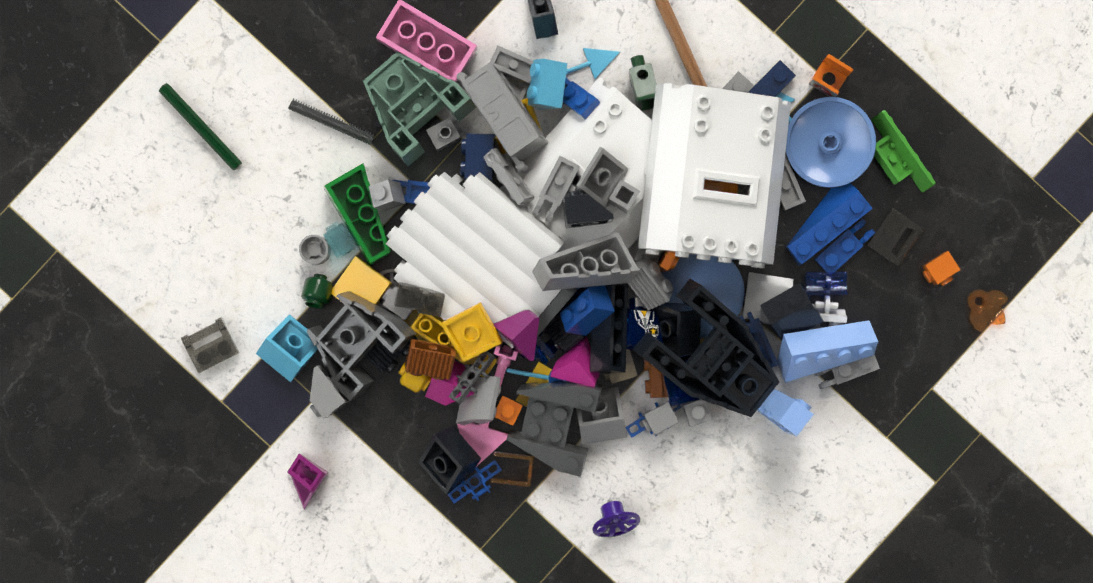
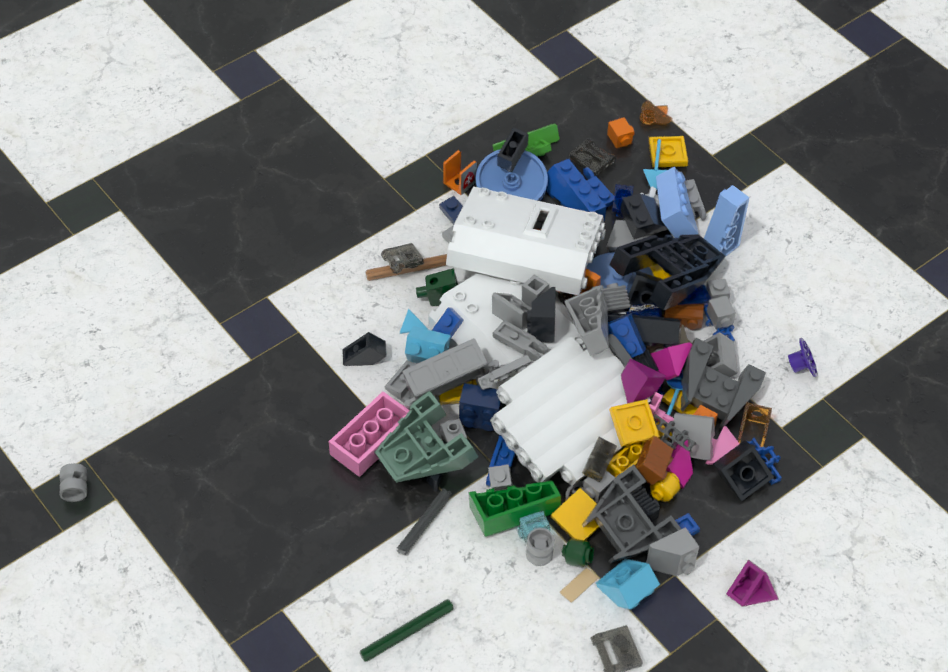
camera: 80 degrees left, 35 degrees down
(285, 297) = (579, 585): none -> tan sticker
(373, 403) = (688, 522): none -> blue tile
(688, 37) = (408, 256): none -> clear smoke plate
(860, 136) = (512, 149): none -> black brick
(878, 319) = (651, 174): none -> medium azure piece
(921, 332) = (672, 151): none -> yellow plate

